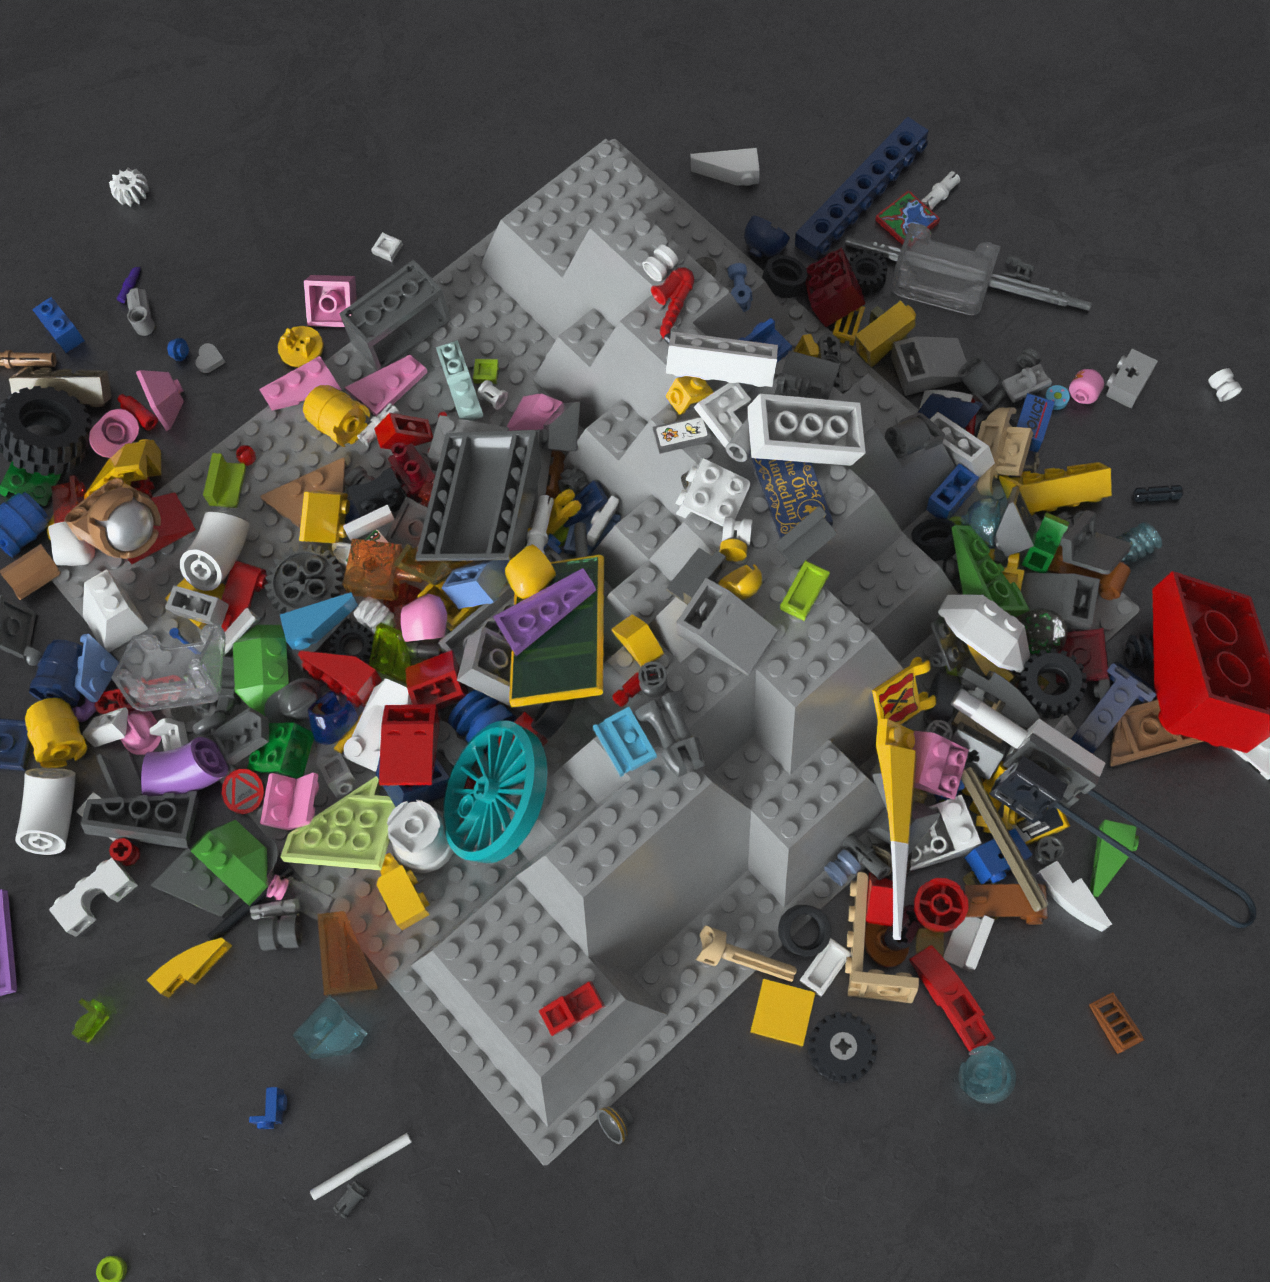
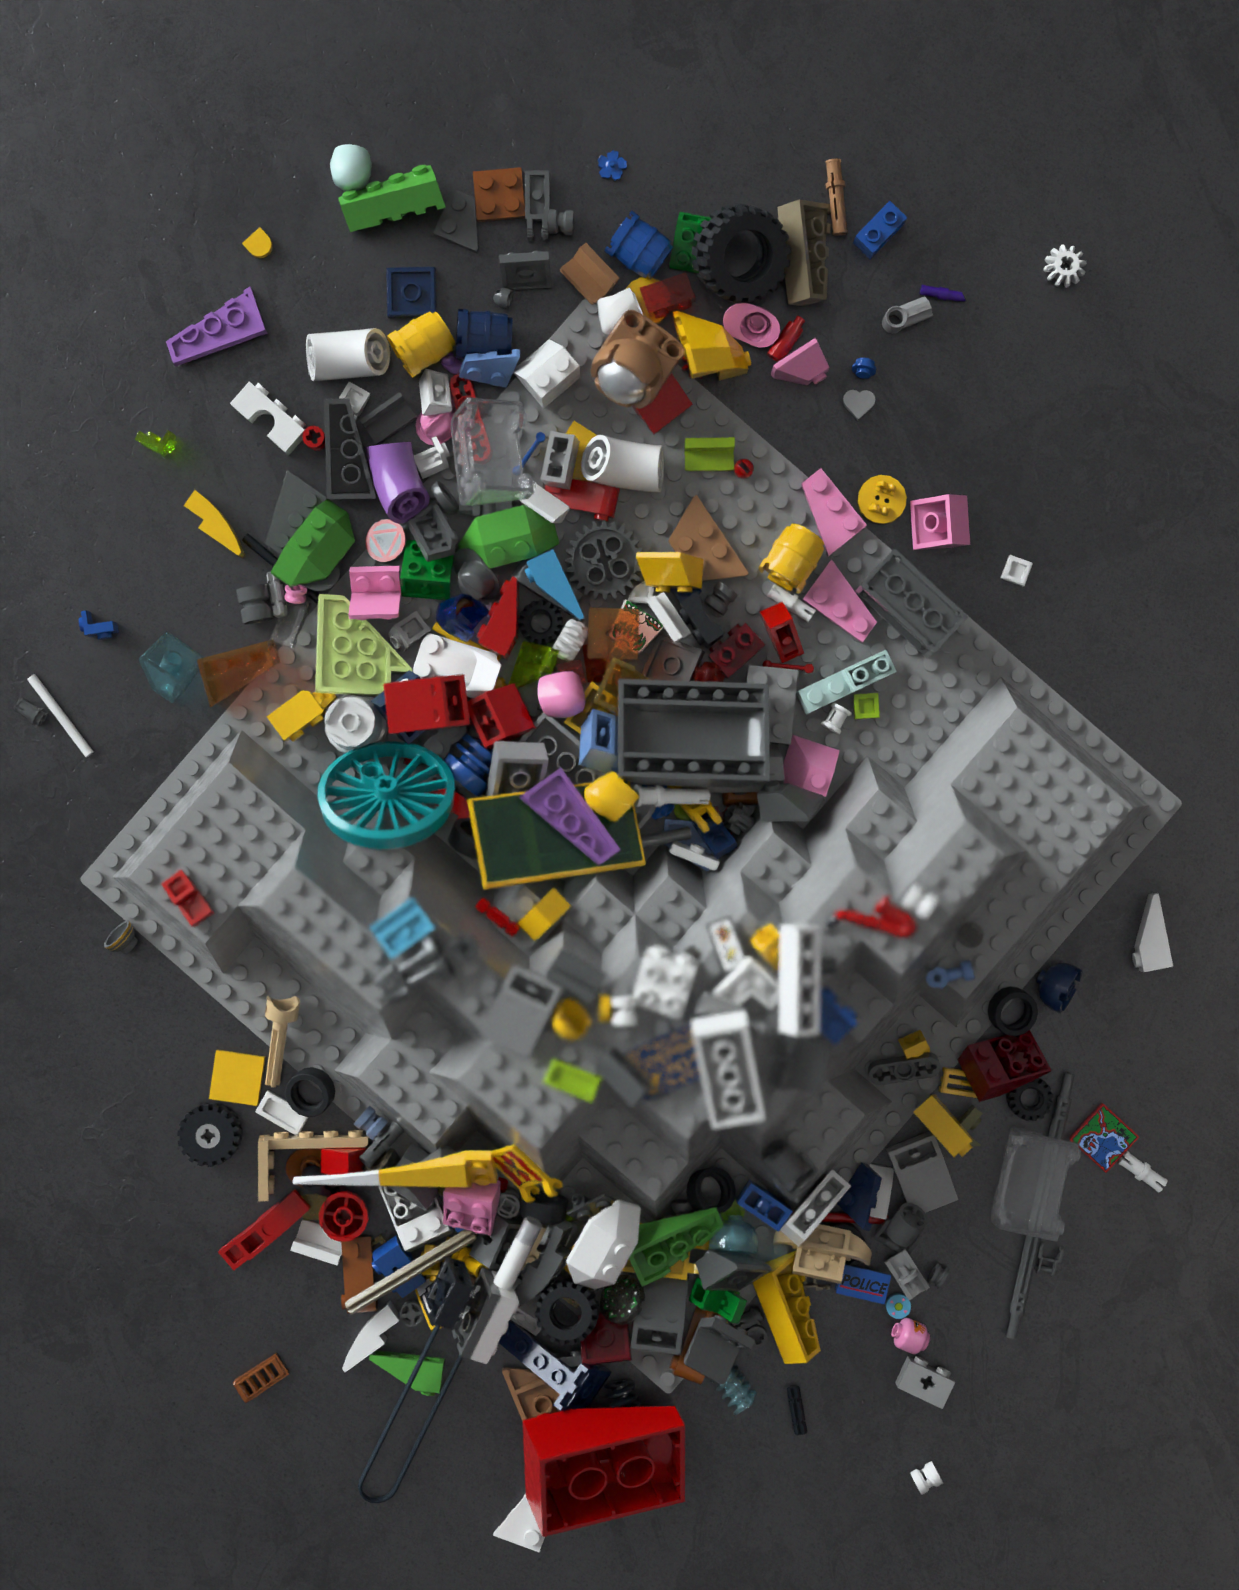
camera: 75 degrees right, 20 degrees up
(861, 188) = (1212, 1132): dark blue brick -> none
(987, 1075) = (197, 1265): clear light blue cylinder -> none

